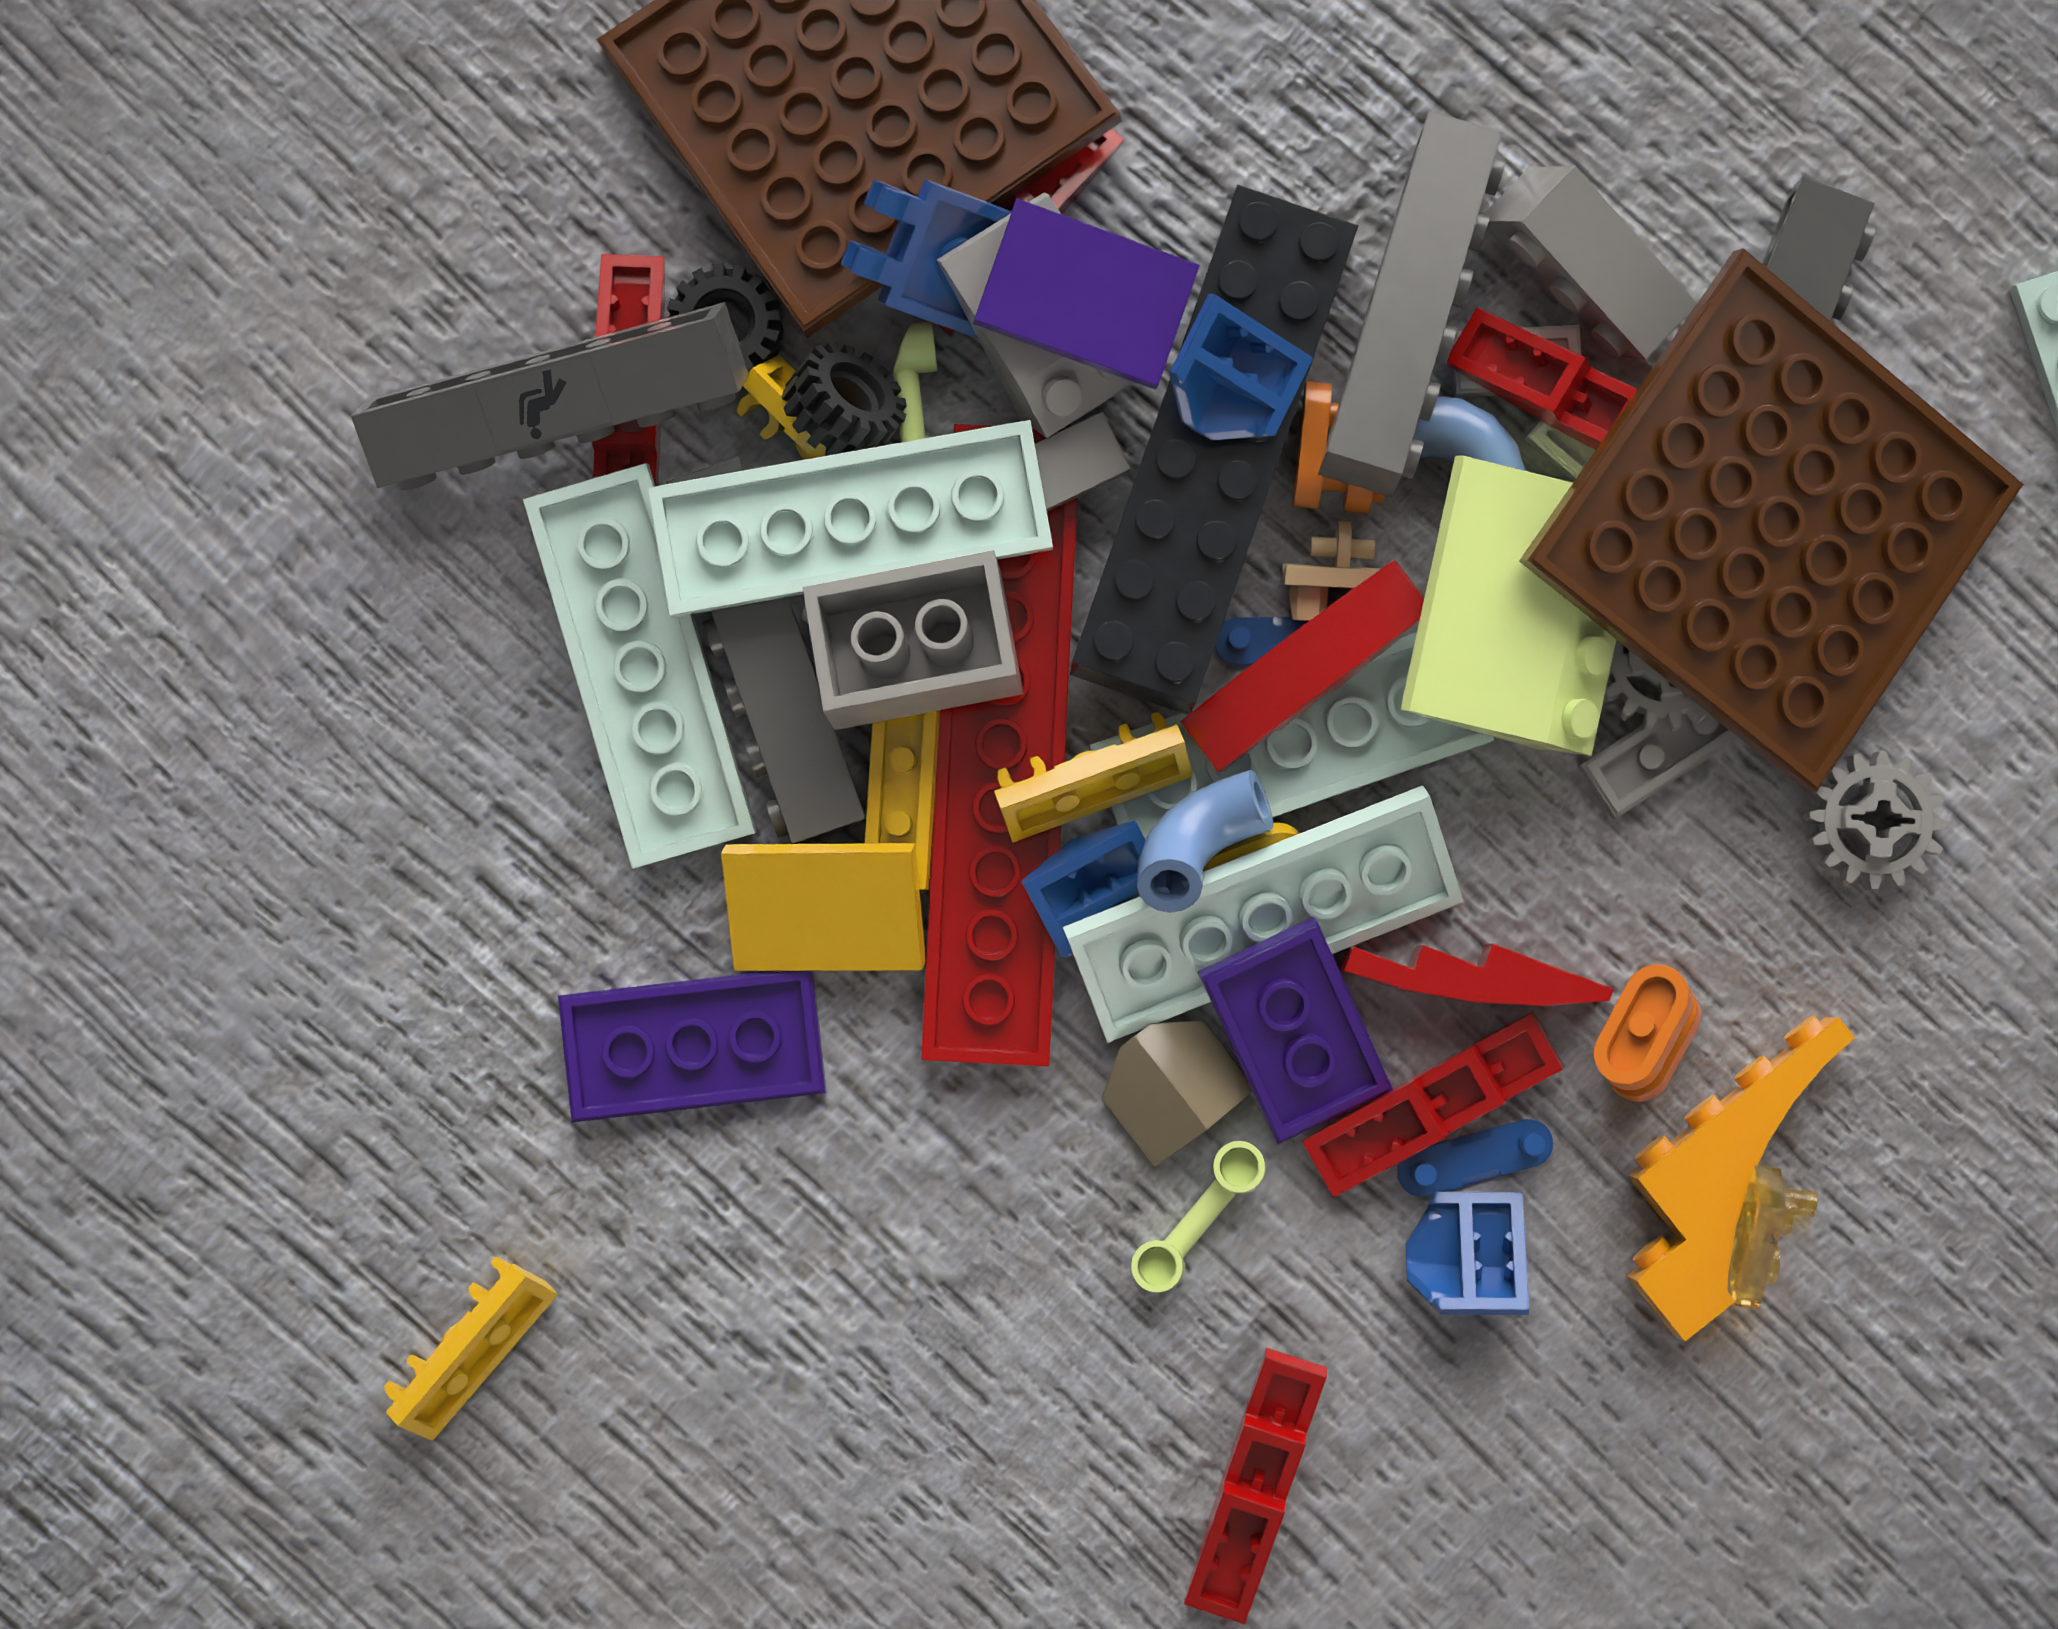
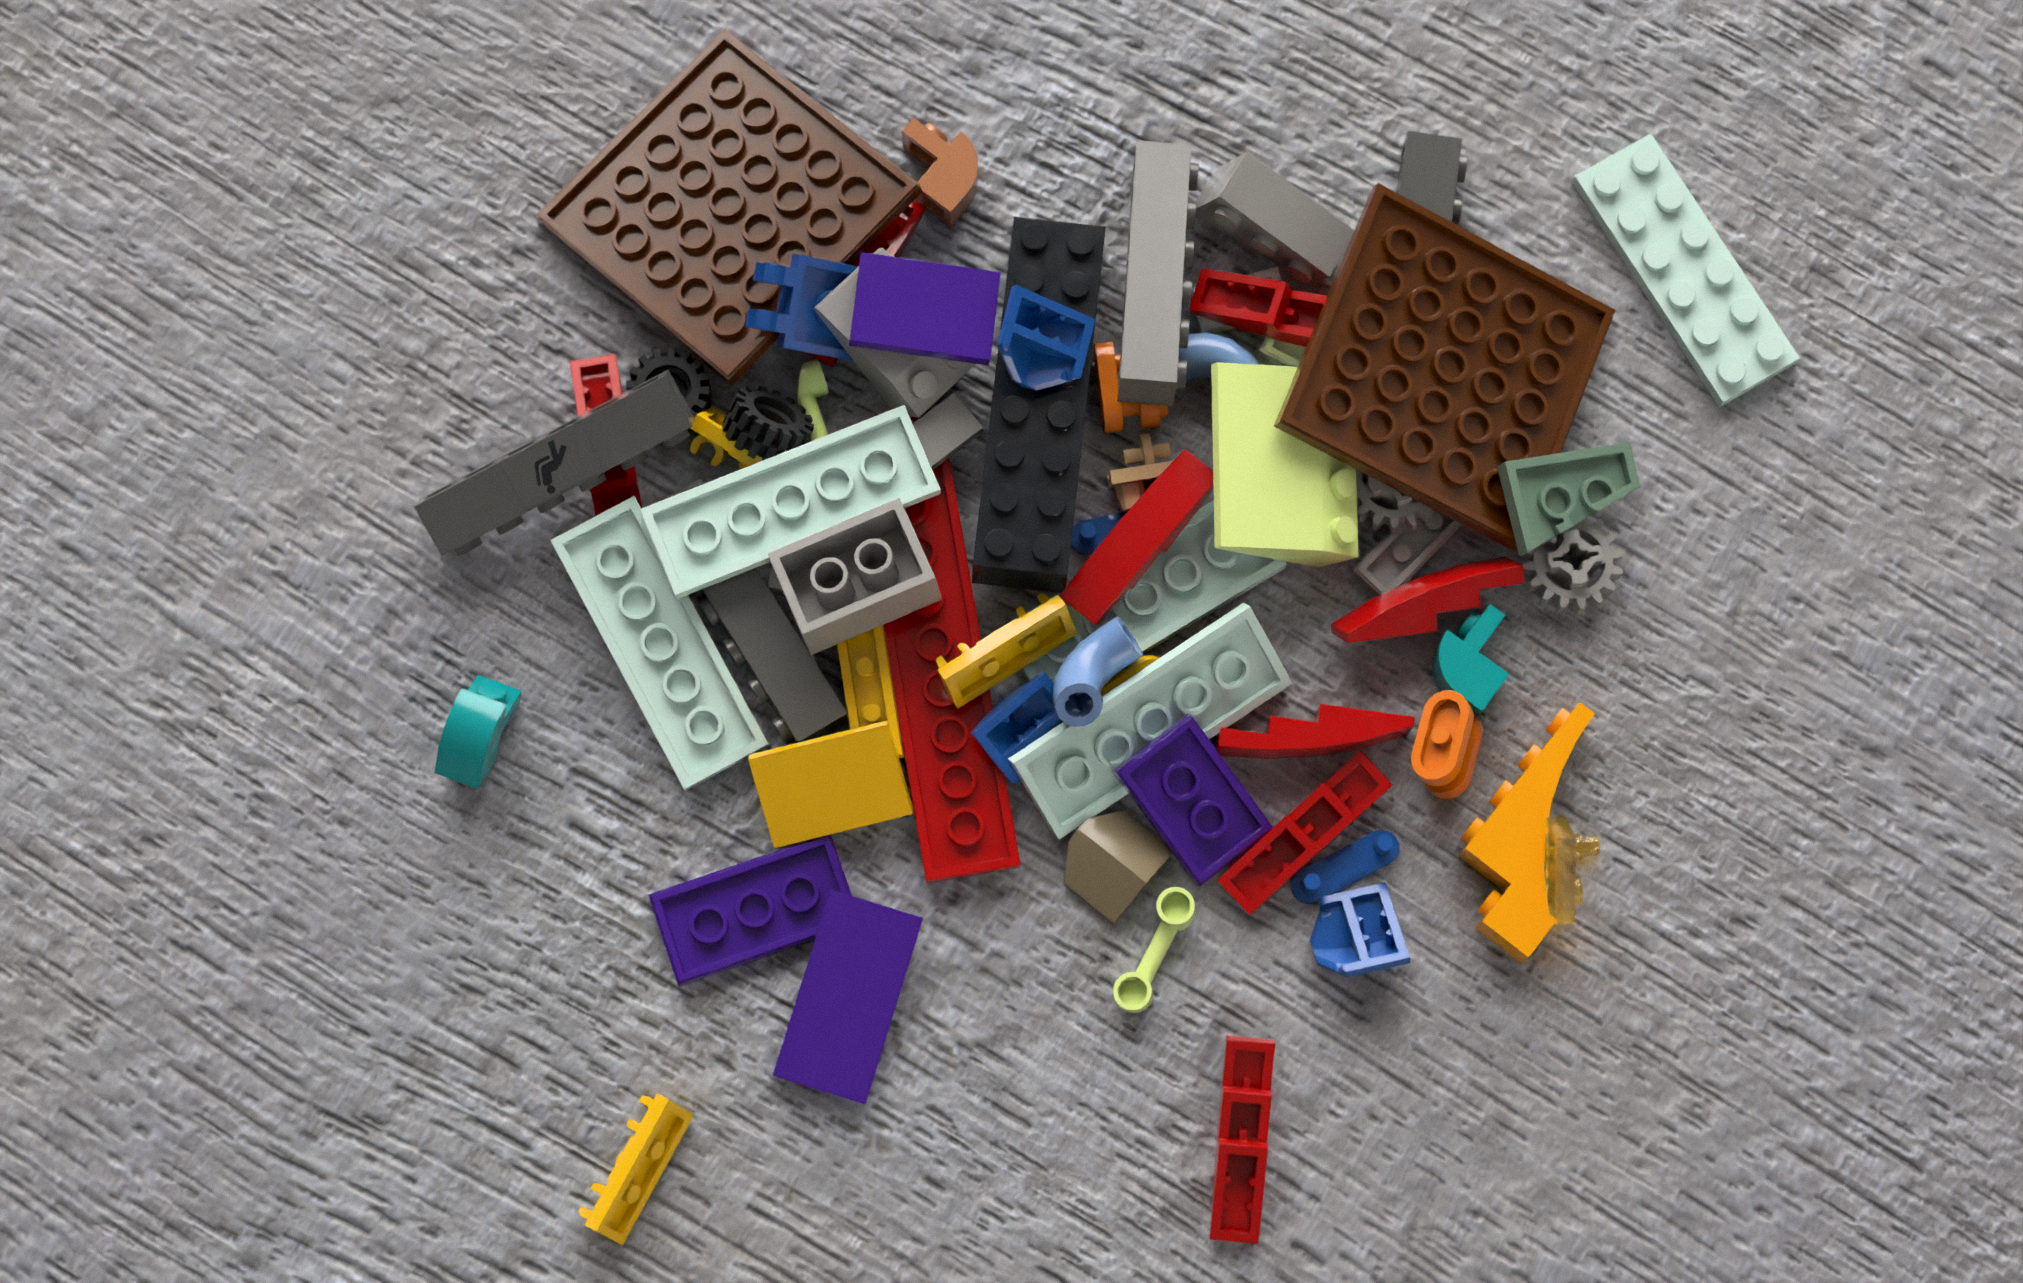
camera: 20 degrees left, 10 degrees down
(375, 729) = (474, 731): none -> teal brick
(787, 1188) = (847, 996): none -> dark purple tile
(1170, 104) = (952, 172): none -> nougat brick
(1651, 833) = (1414, 605): none -> red slope
(1691, 931) = (1460, 665): none -> teal brick
(1886, 725) = (1563, 489): none -> sand green wing

